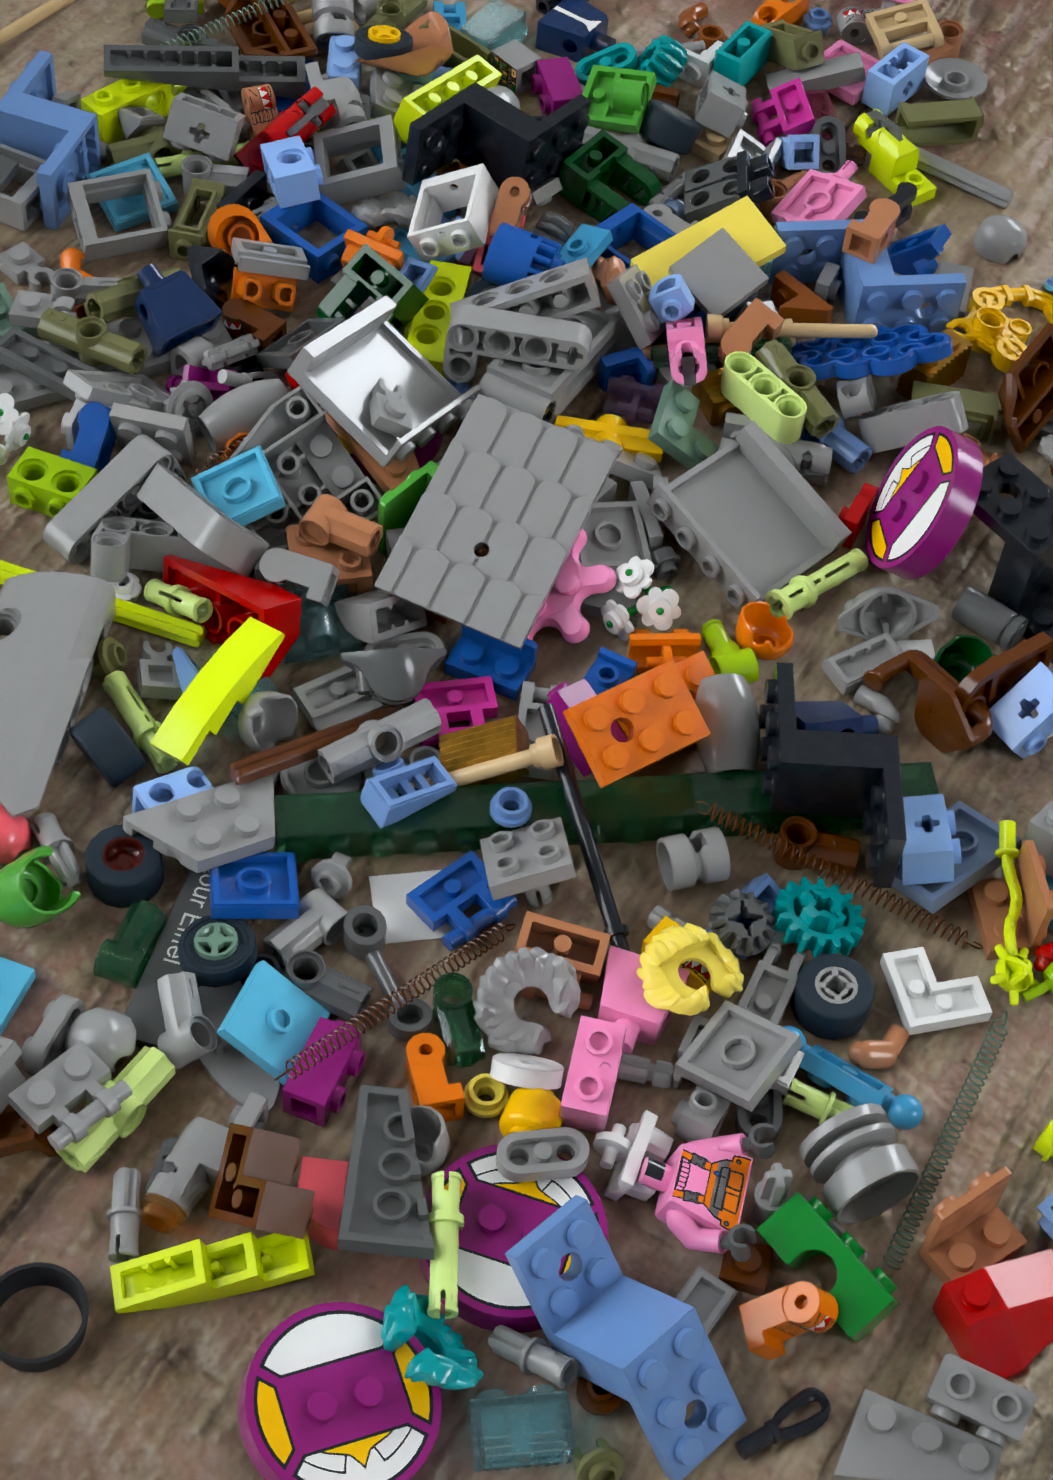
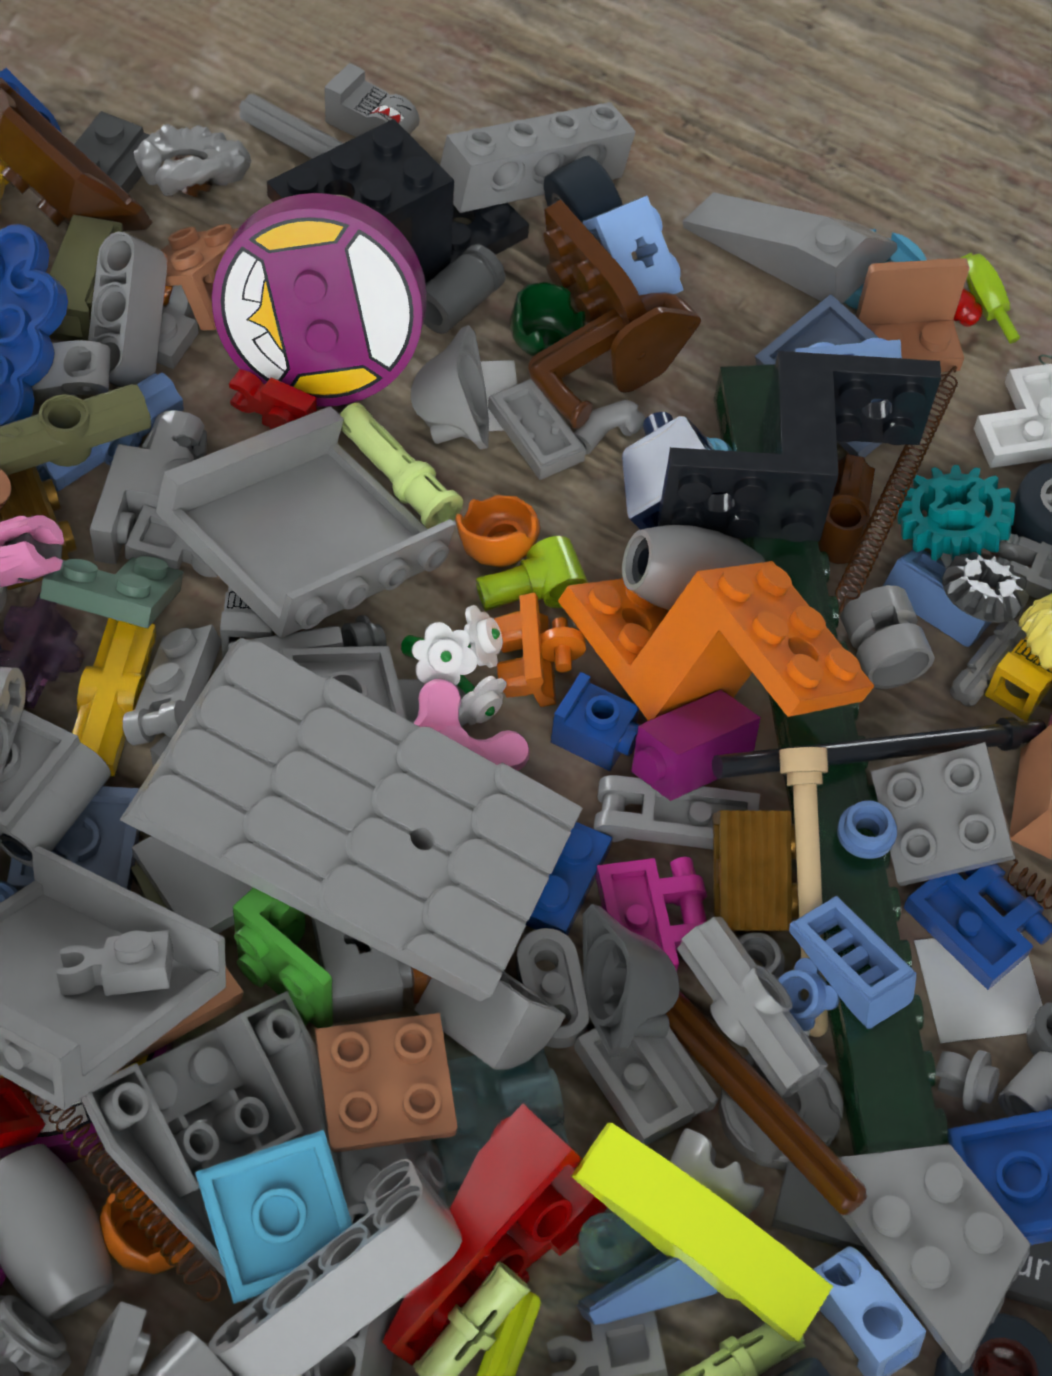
camera: 90 degrees left, 5 degrees up
(290, 568) = (461, 1107): light grey leg -> none
(331, 522) = (365, 1059): nougat piece -> none
(763, 397) = (87, 468): yellowish green beam -> none
(1013, 968) = (992, 337): neon yellow piece -> none

